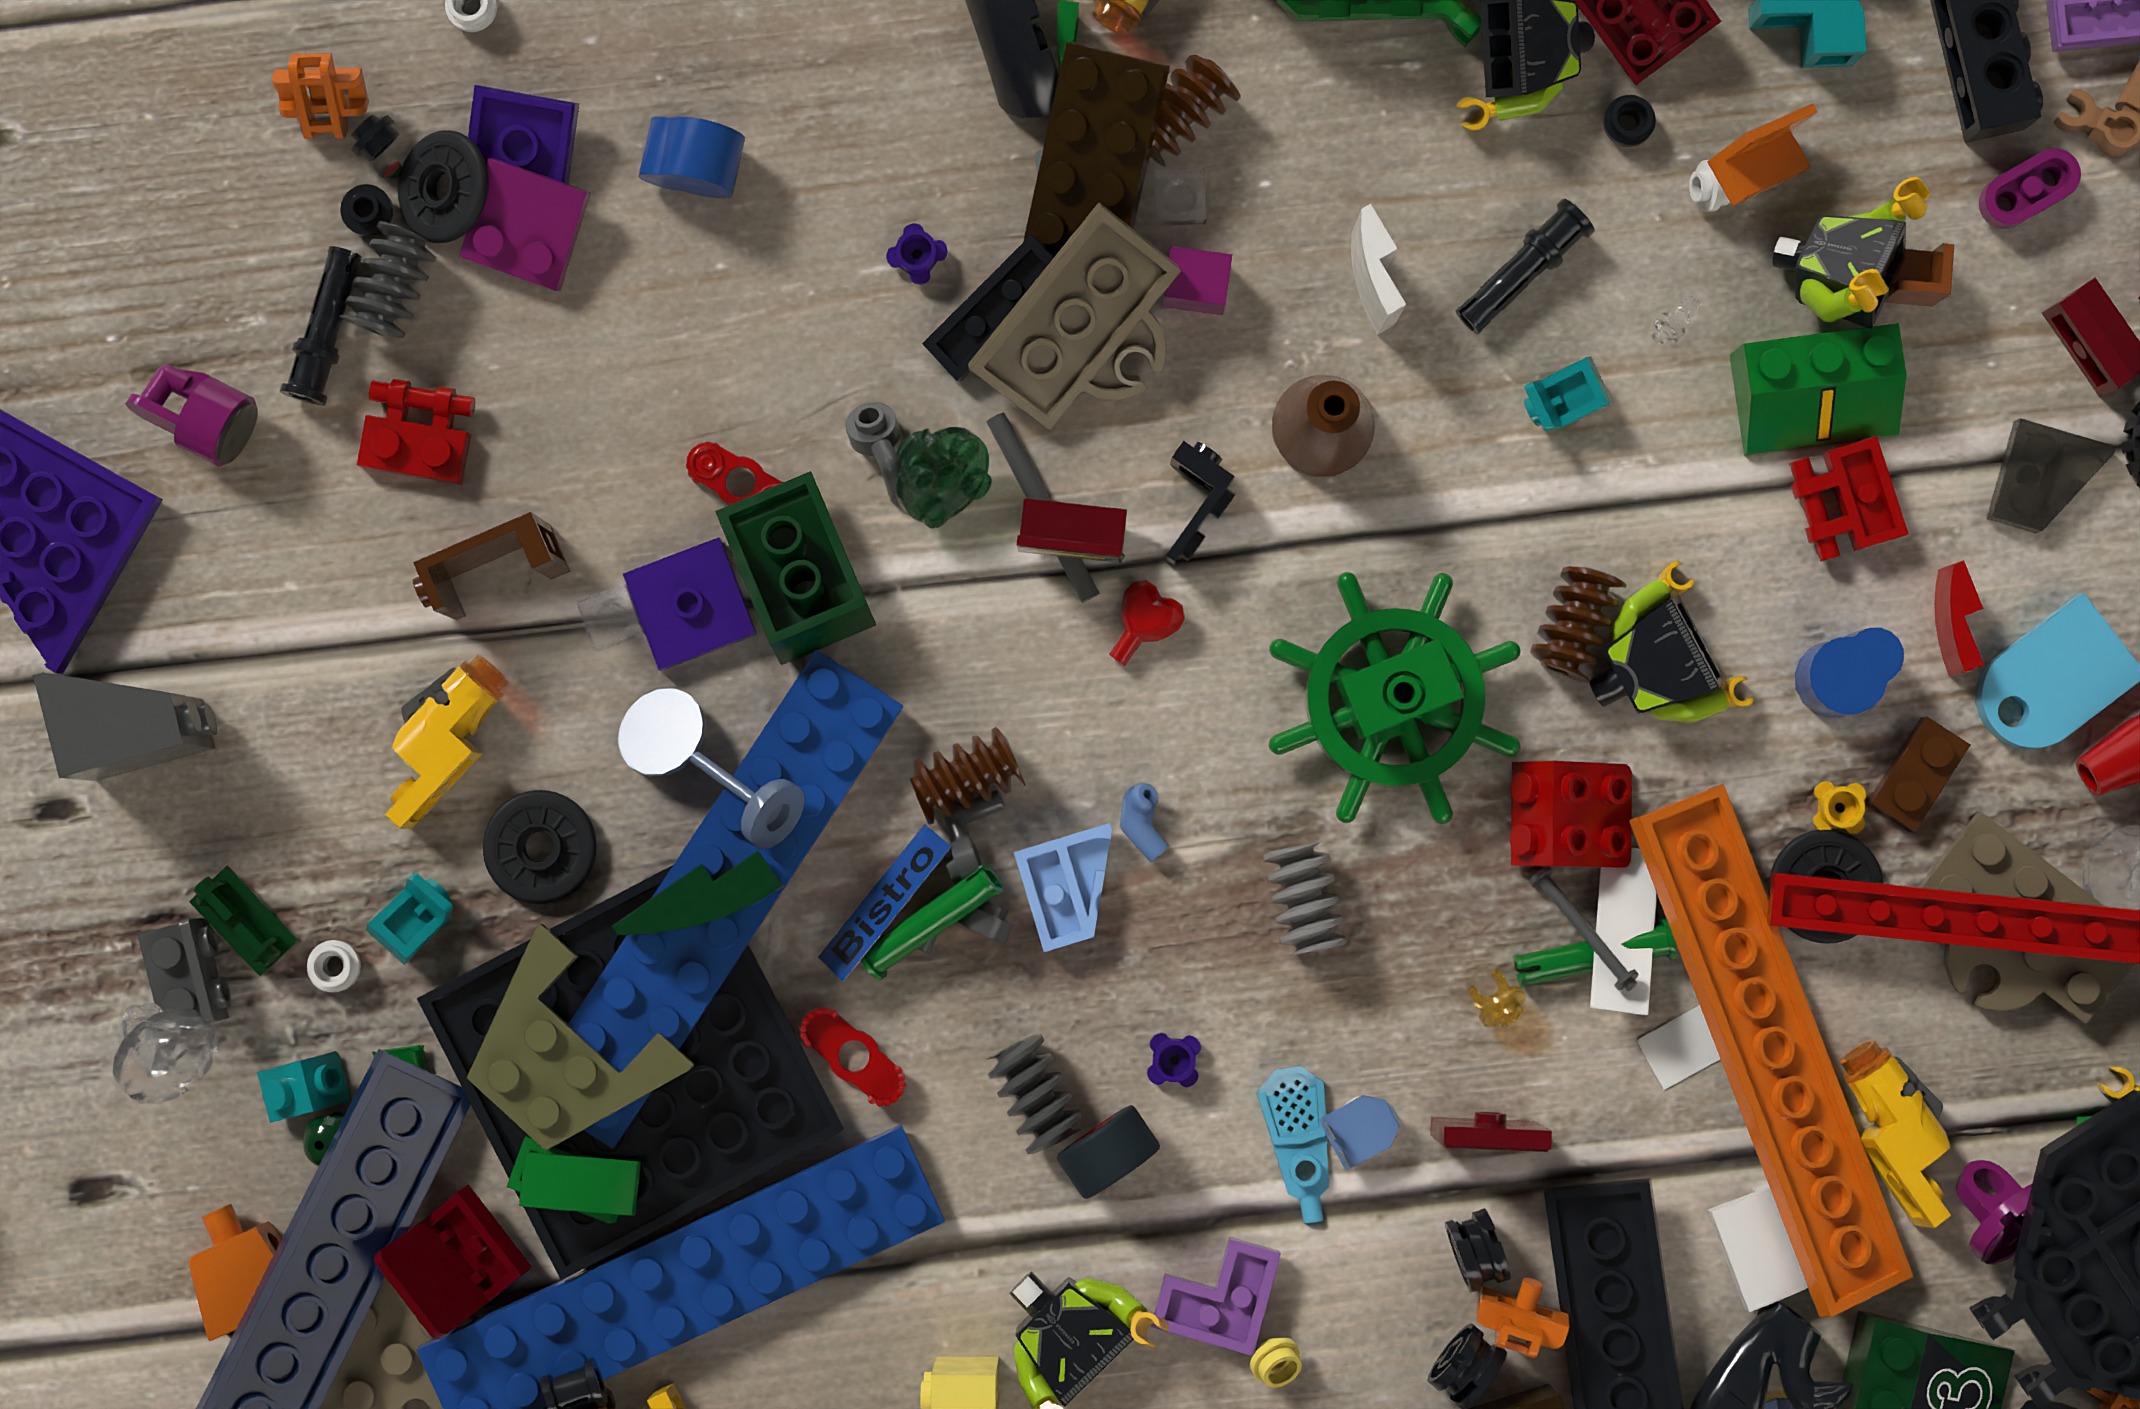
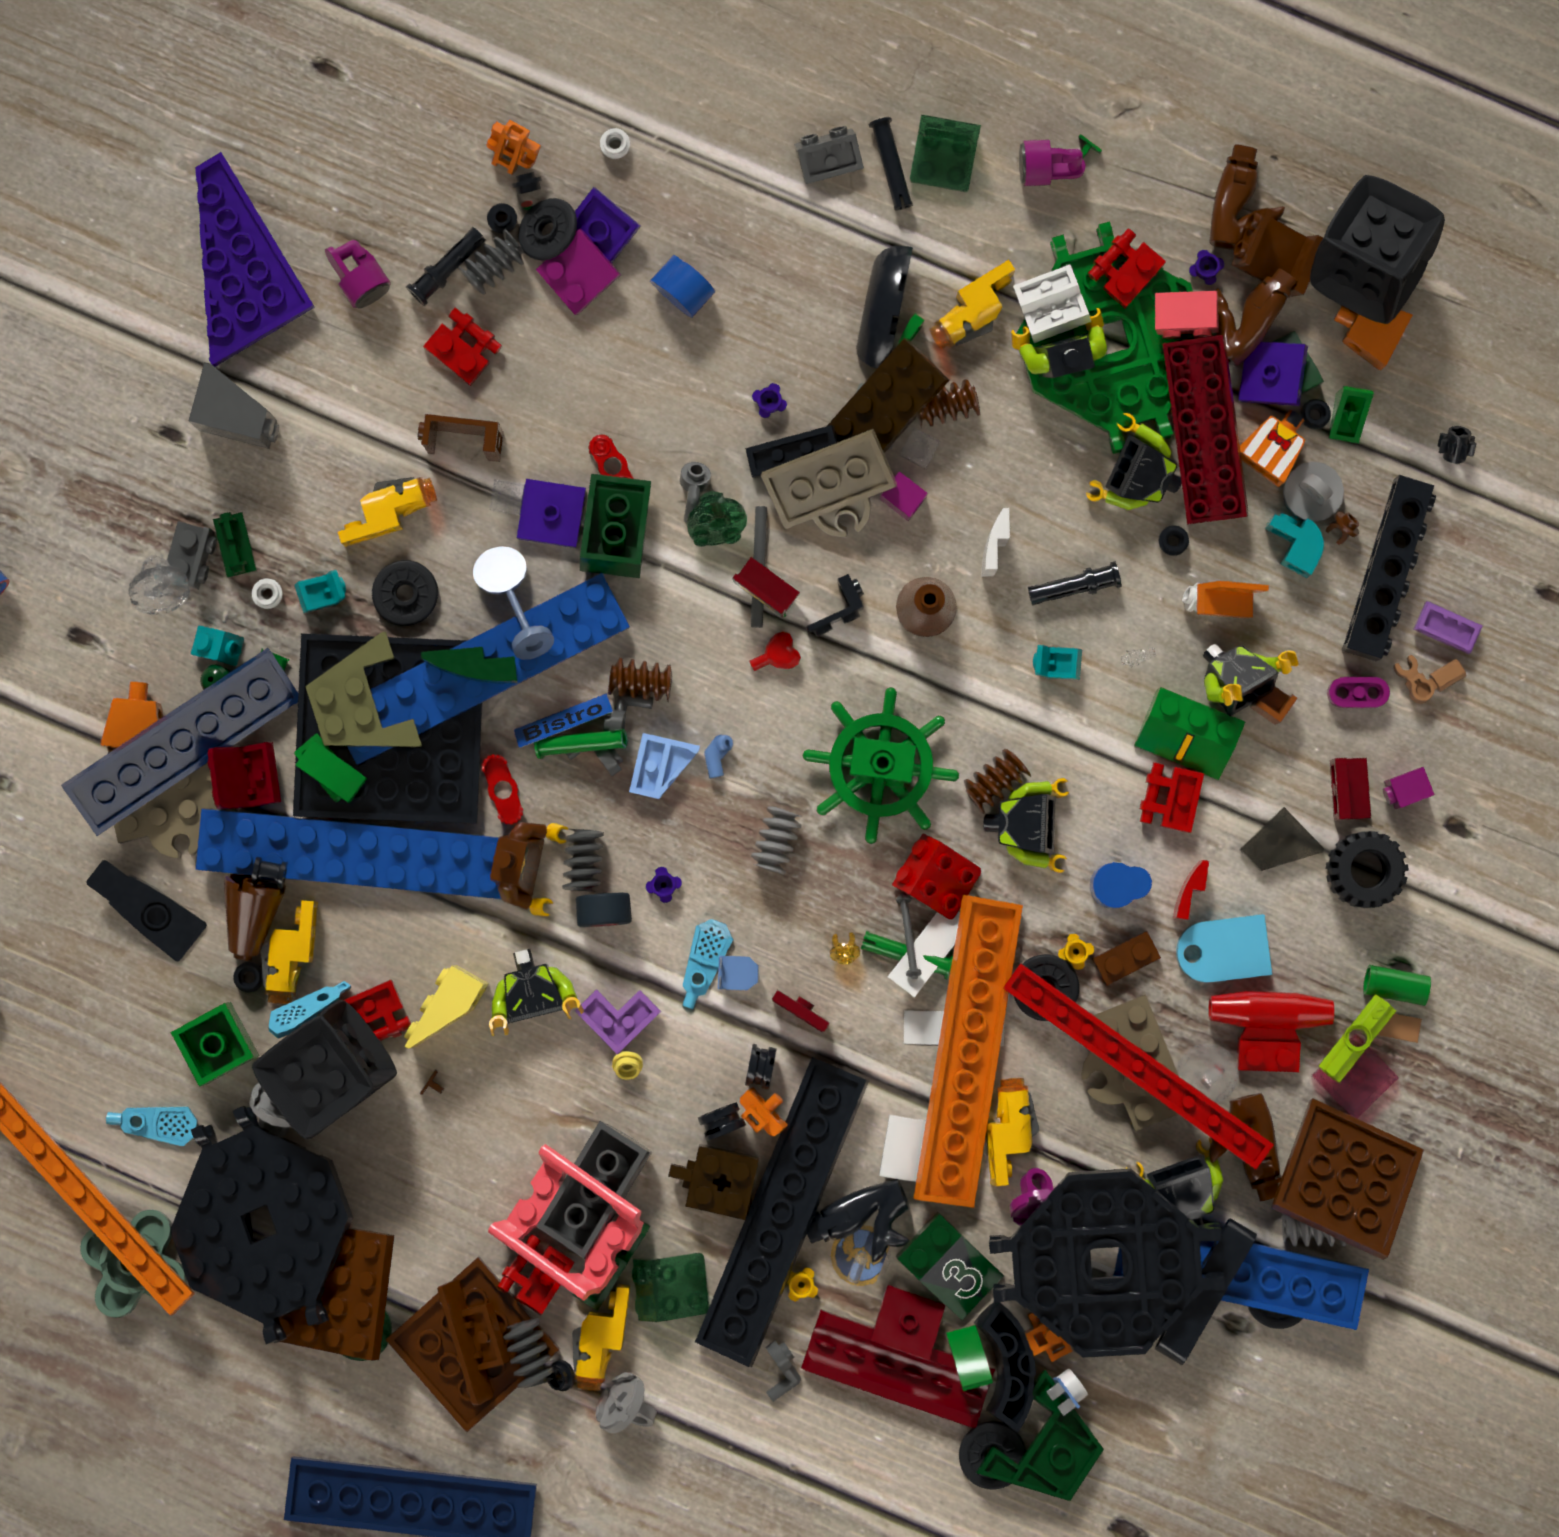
camera: 25 degrees right, 0 degrees up
(940, 1155) = (518, 862): none -> reddish brown torso

